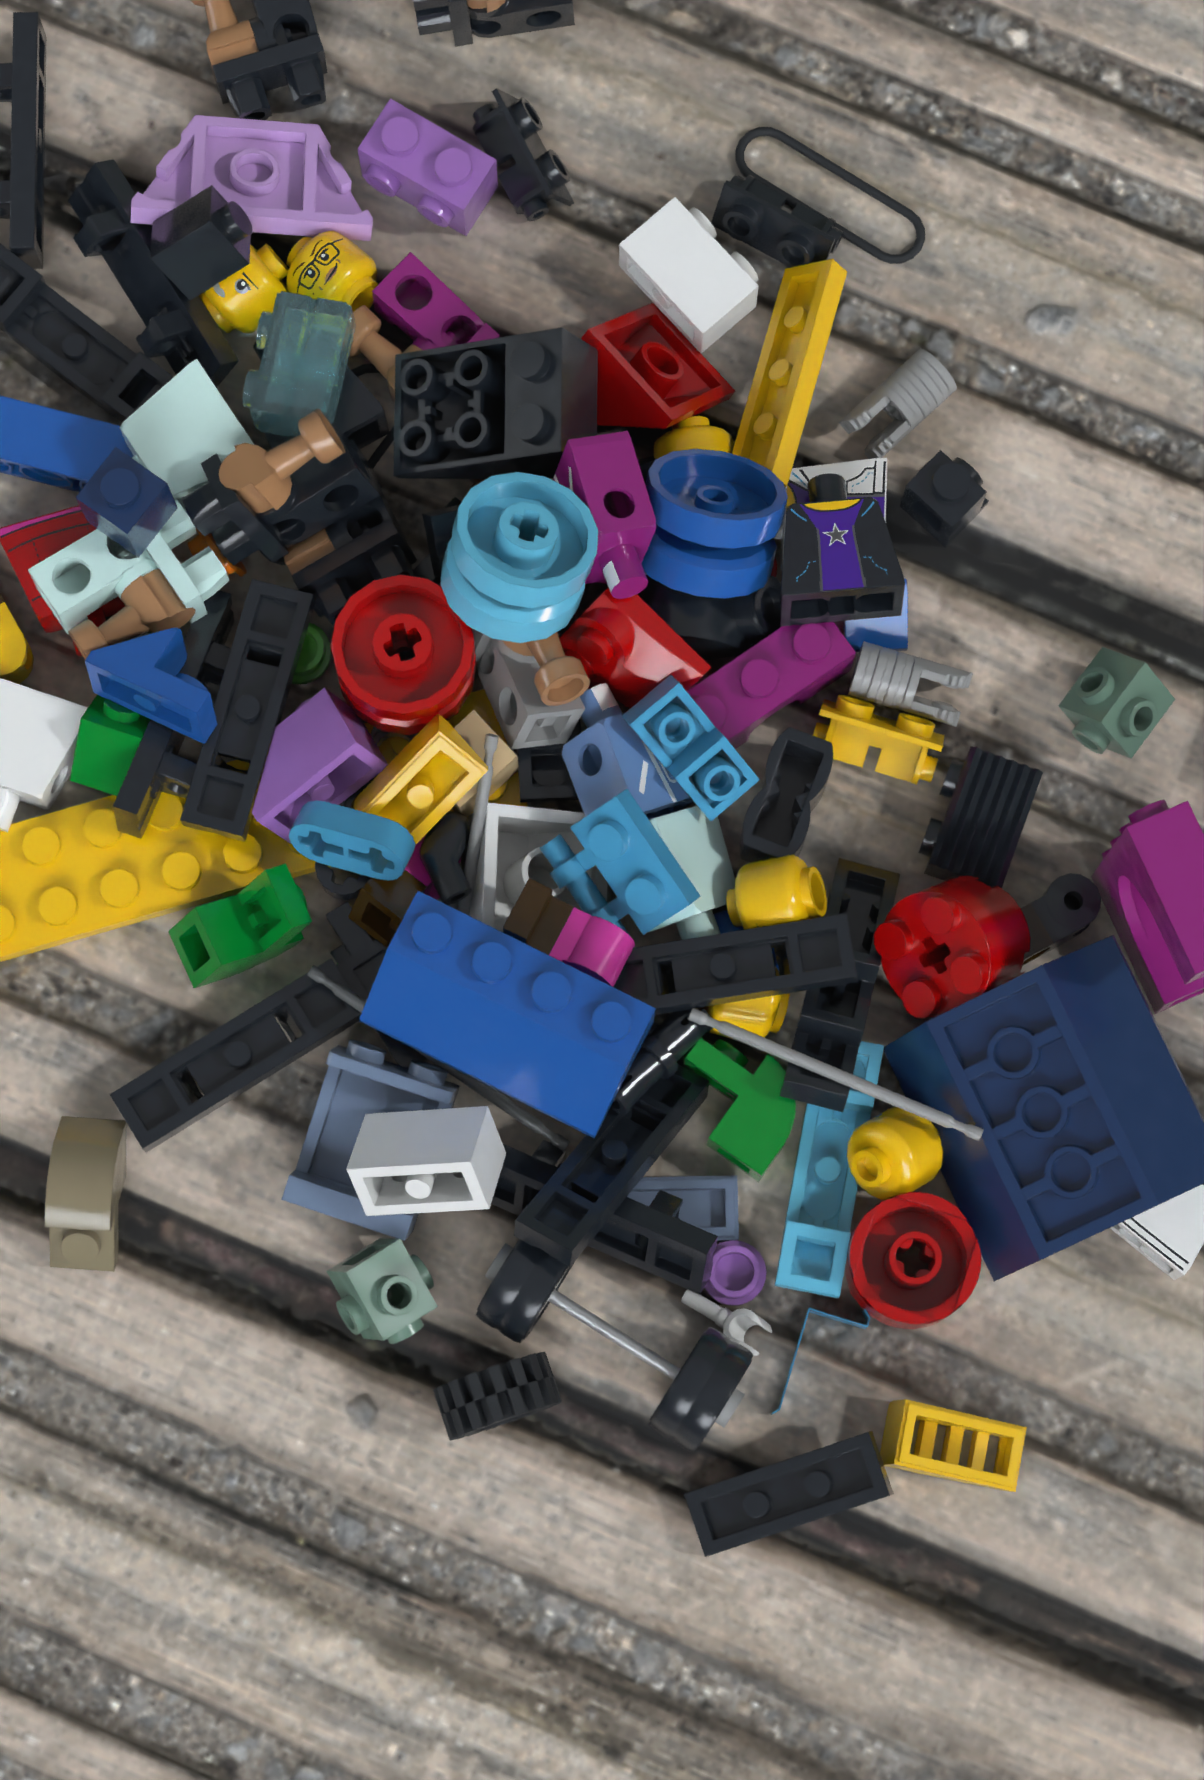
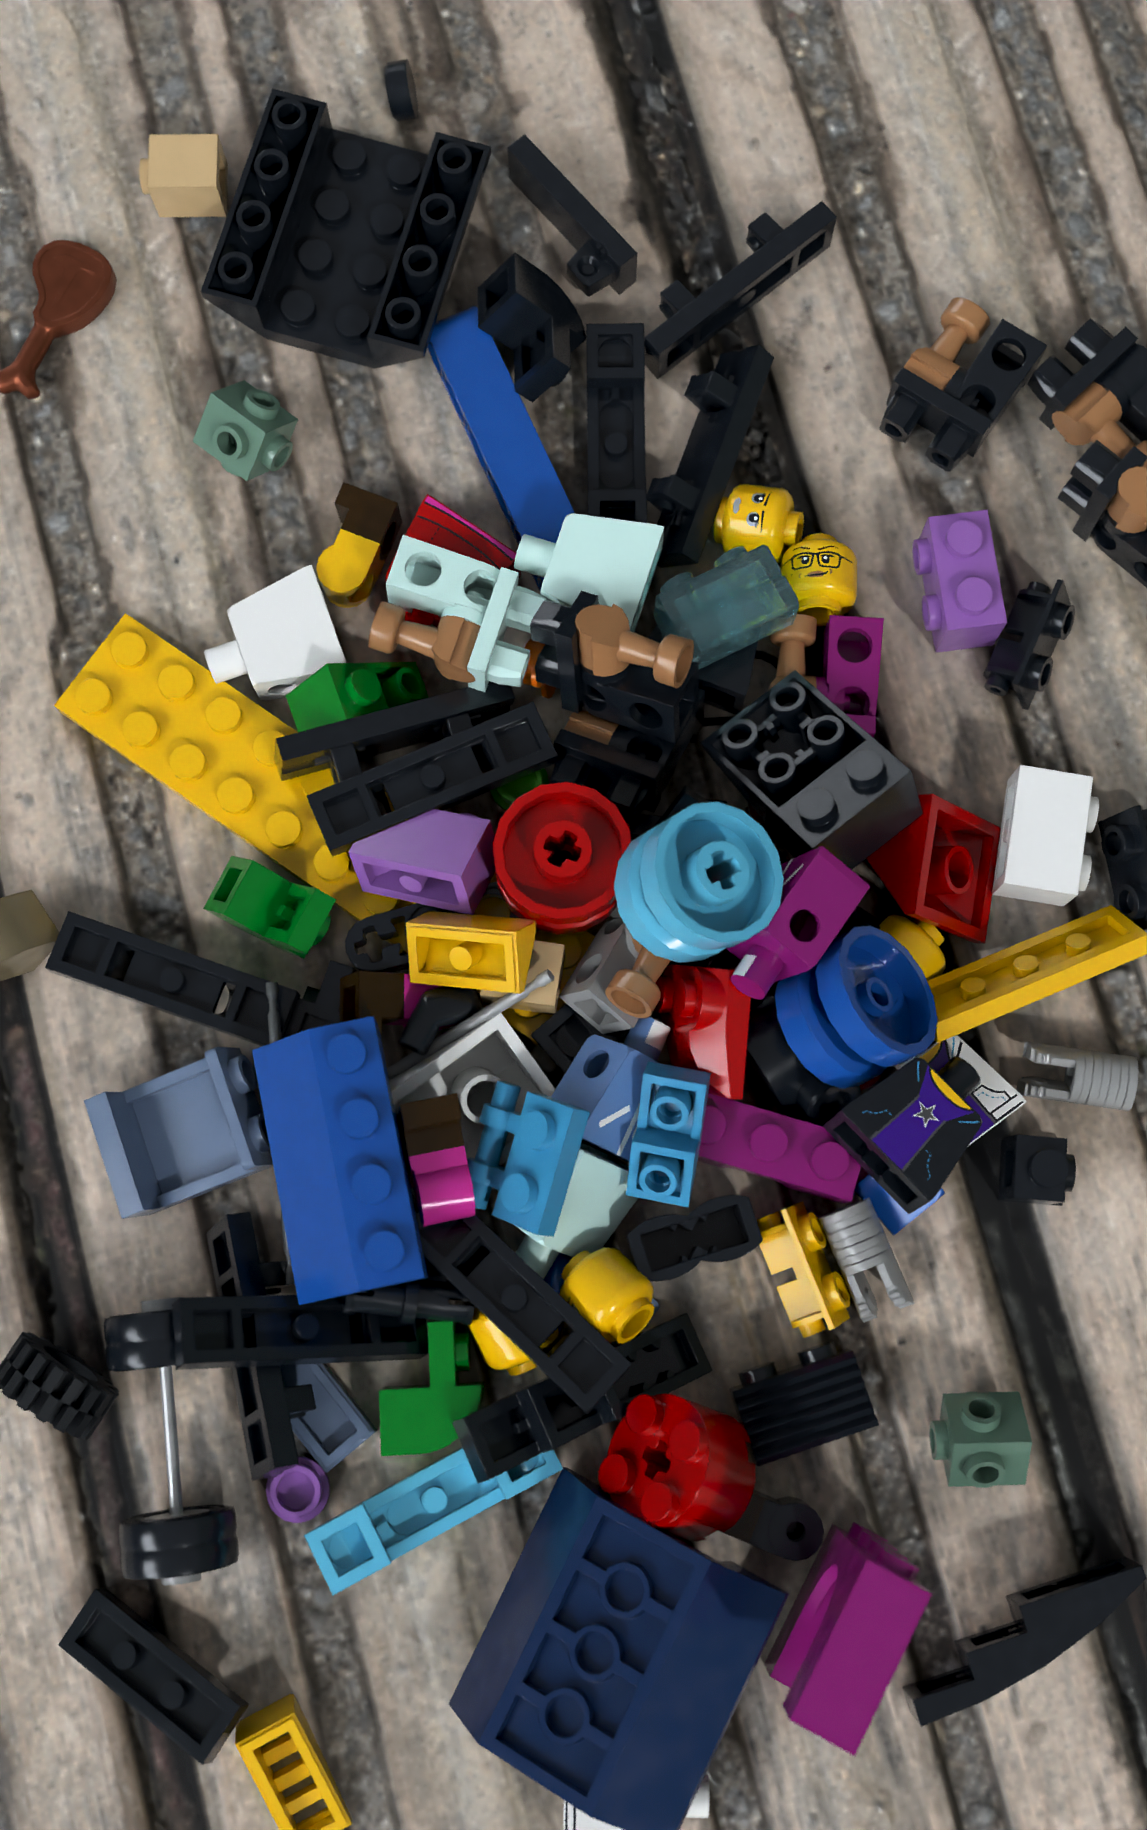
camera: 55 degrees right, 0 degrees up
(126, 502) = (504, 560): dark blue brick -> none
(147, 680) = (391, 686): blue slope -> none
(201, 242) = (759, 462): black brick -> none
(269, 168) = (841, 465): lavender wing -> none
(352, 840) = (389, 934): dark azure beam -> none
(383, 1291) = (74, 1232): sand green brick -> none
(426, 1161) = (185, 1189): white brick -> none
(733, 1323) = (257, 1520): white hand -> none
(836, 1074) = (500, 1458): light grey piece -> none
(866, 1315) = (320, 1589): dark azure piece -> none
(894, 1153) = (482, 1548): yellow head -> none
(944, 1244) = (388, 1663): red brick -> none

